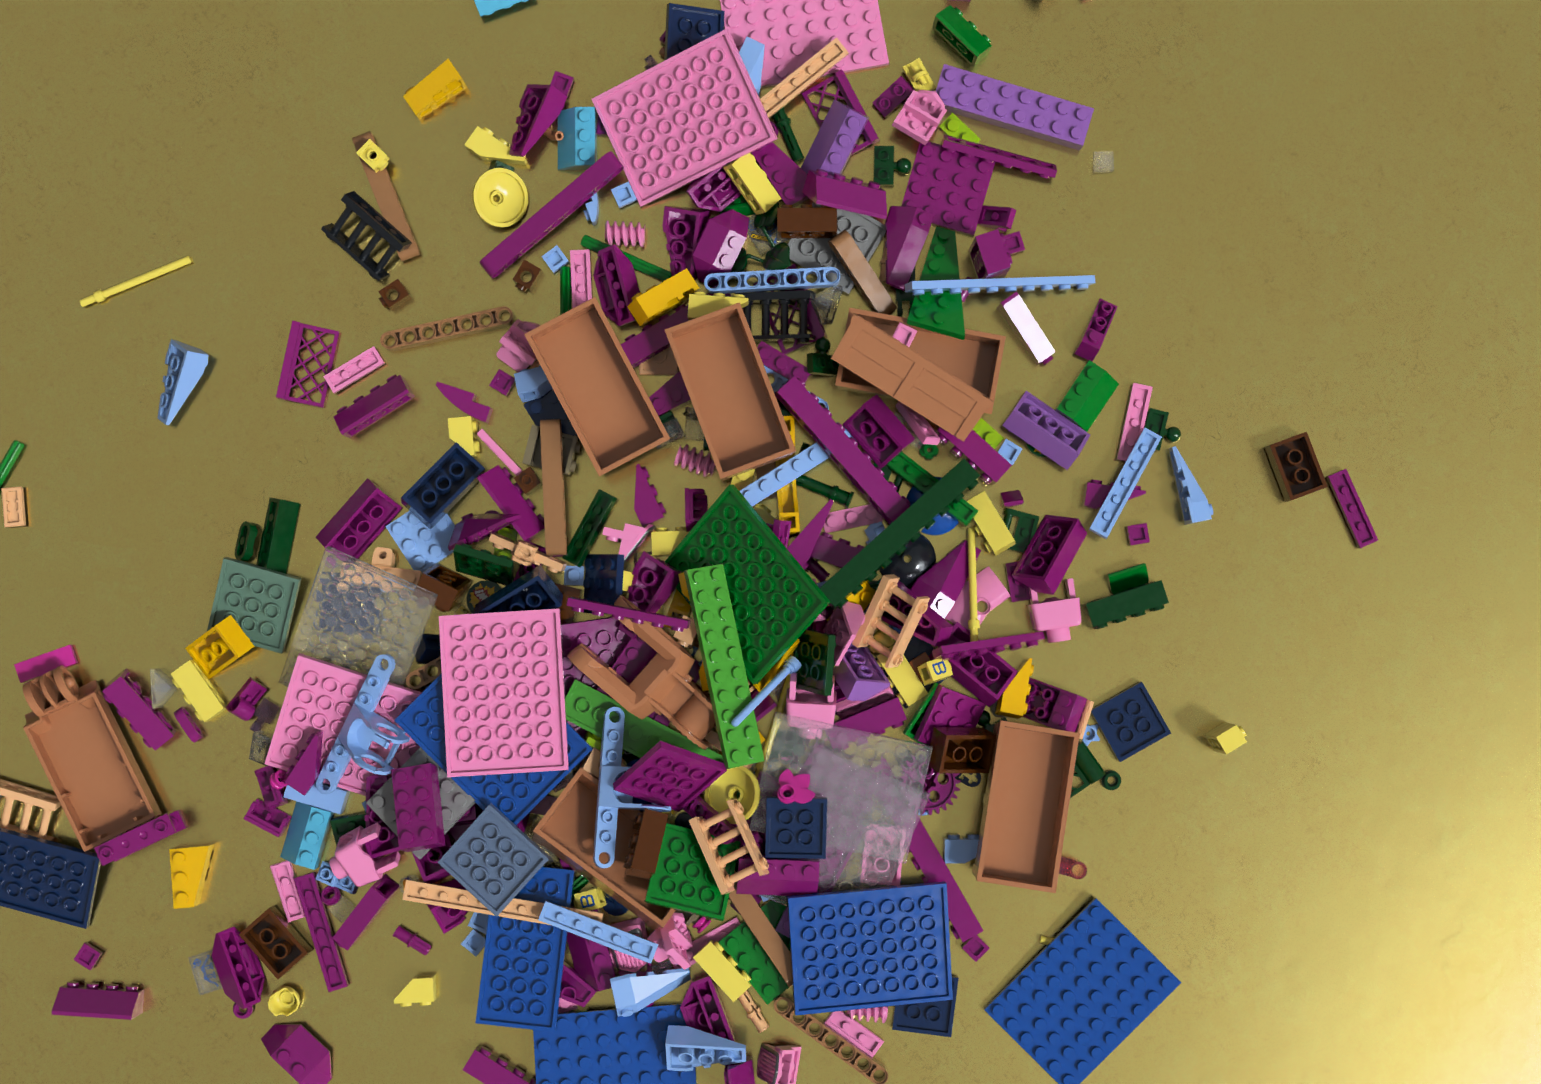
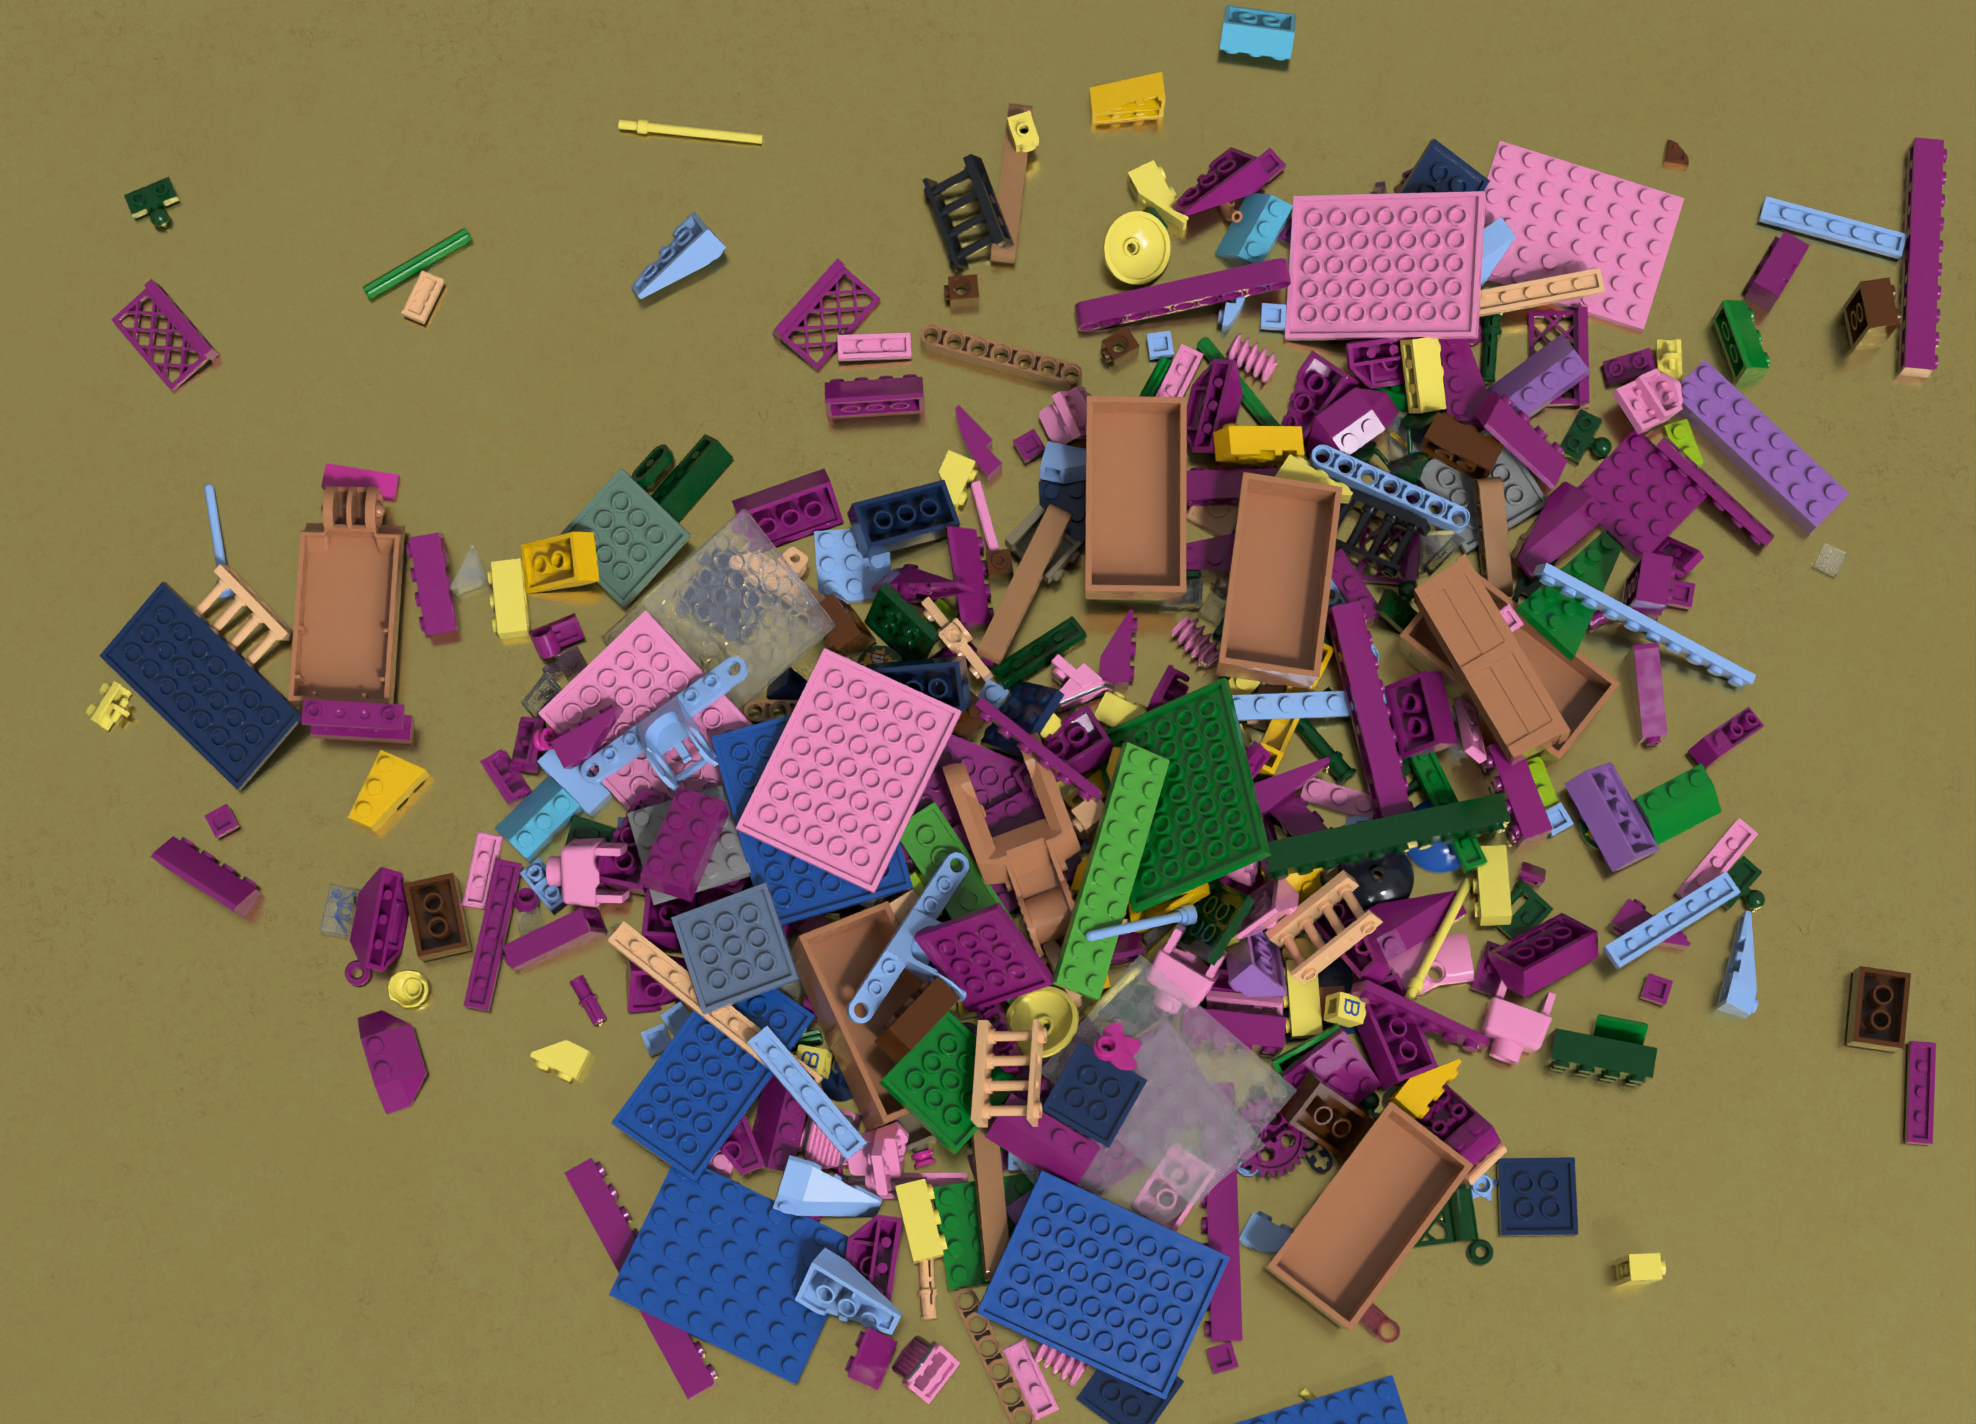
camera: 25 degrees right, 10 degrees down
(188, 724) = (477, 629): magenta beam -> none
(929, 455) = (1462, 774): green plate -> none

